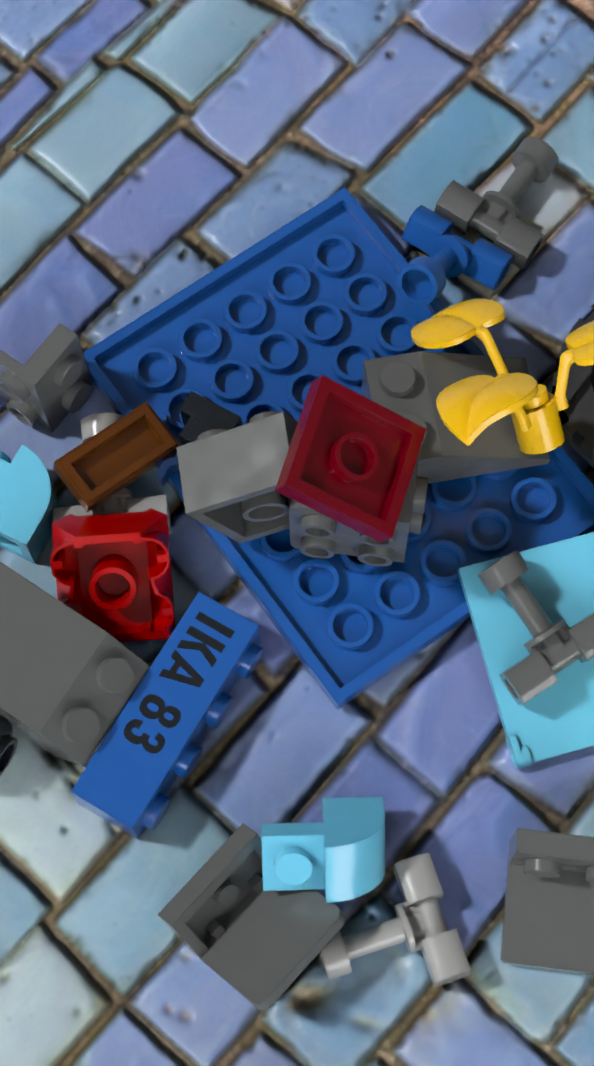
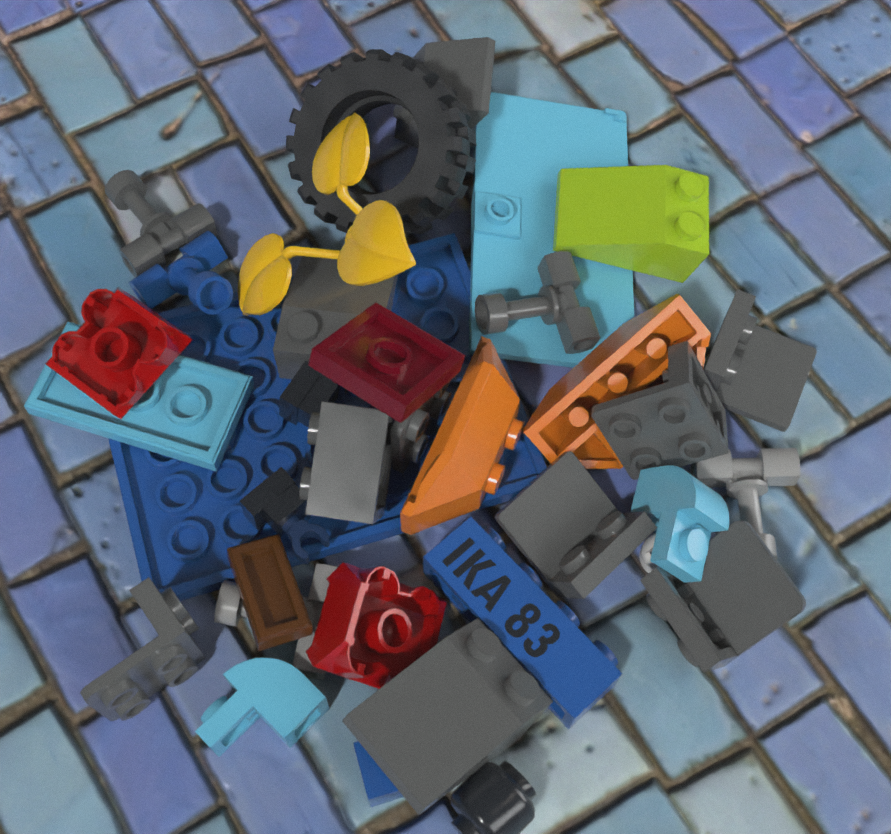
camera: 75 degrees left, 5 degrees down
(287, 737) = (571, 528): none -> dark grey bracket
(291, 266) = (181, 416): none -> medium azure tile
(323, 220) = (117, 350): none -> red slope
(341, 597) = (467, 445): none -> orange wedge
(447, 819) = (667, 422): none -> dark grey bracket
(463, 746) = (617, 367): none -> orange wedge

